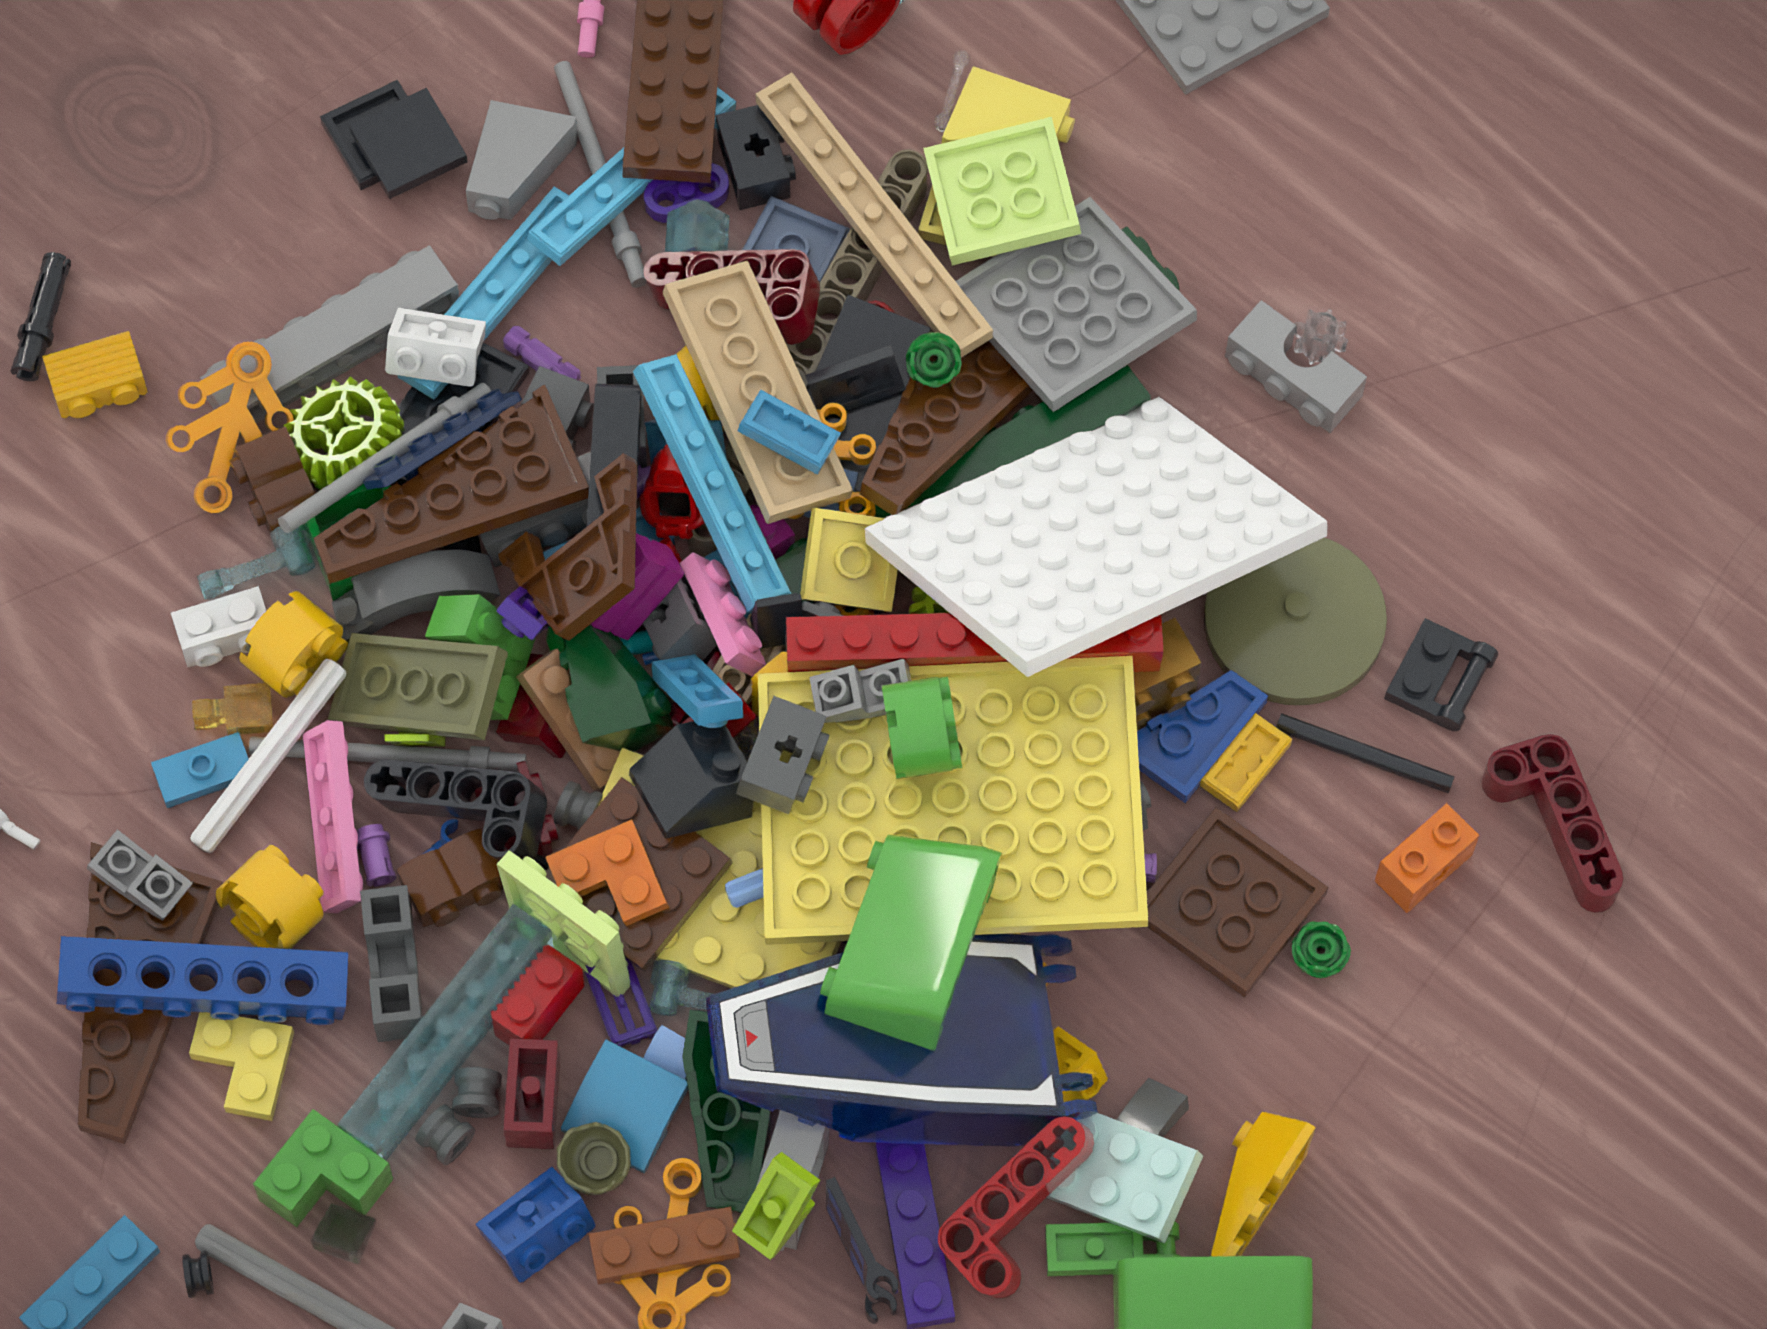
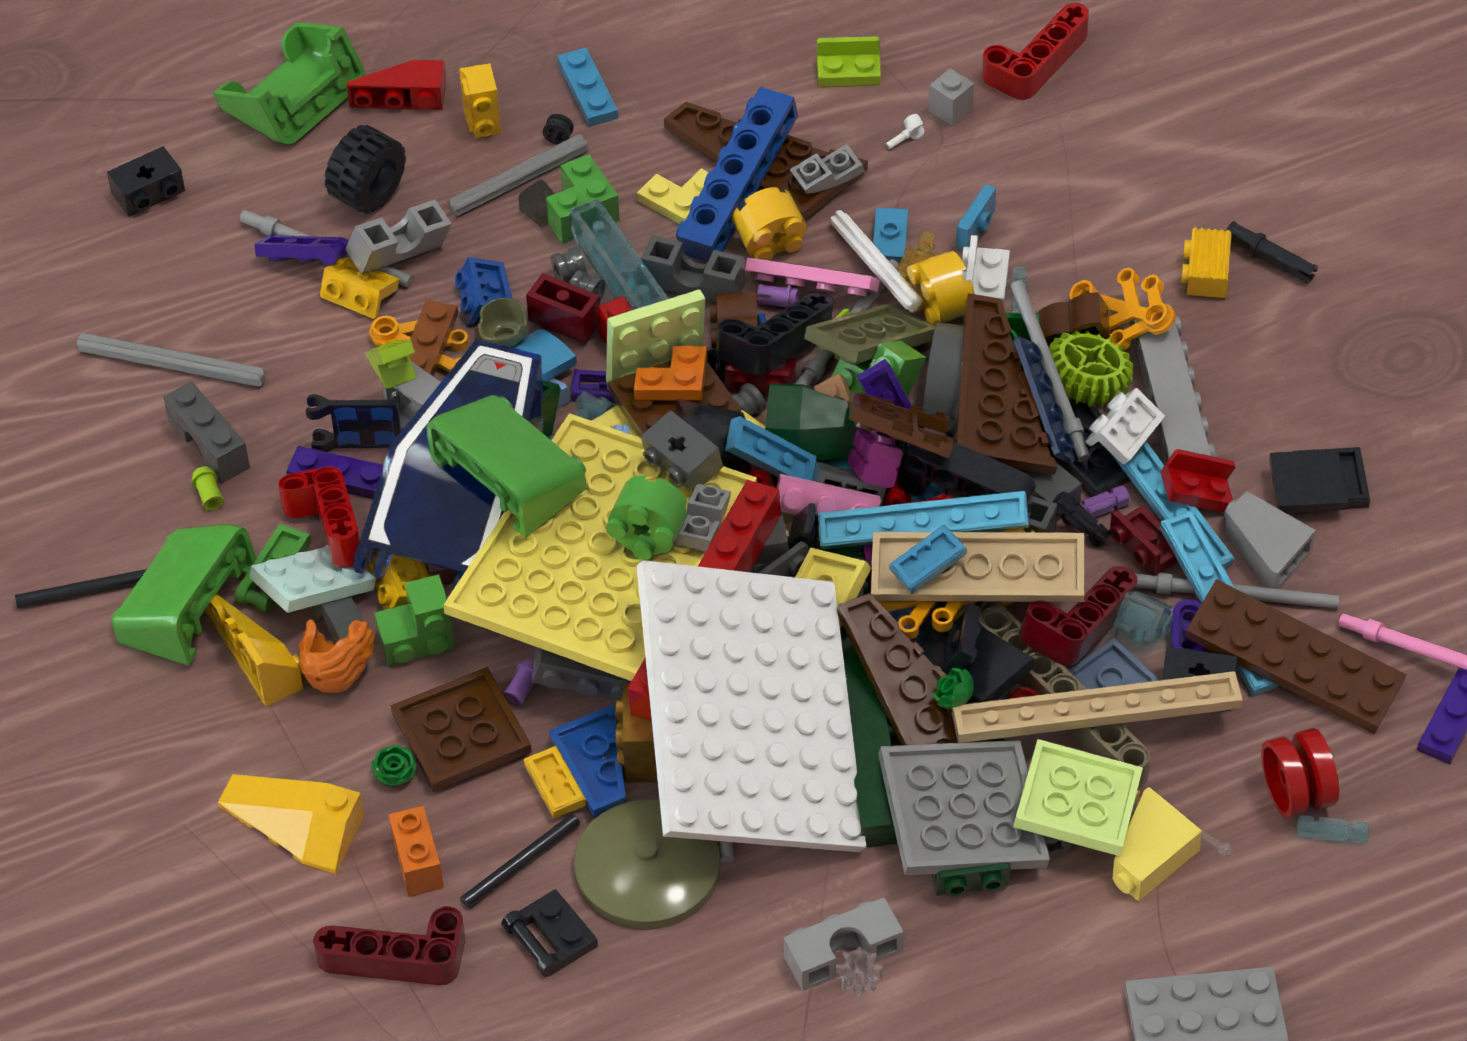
camera: 120 degrees right, 15 degrees down
(134, 670) = (977, 216): none -> dark azure plate
(471, 251) = (1198, 480): none -> red bracket
(572, 290) = (1142, 539): none -> dark red bracket
(586, 354) = (1081, 519): none -> black axle
(1116, 1018) = (418, 626): none -> bright green brick
(1223, 1082) = (335, 666): none -> orange hair
(1448, 1016) = (302, 816): none -> yellow wedge

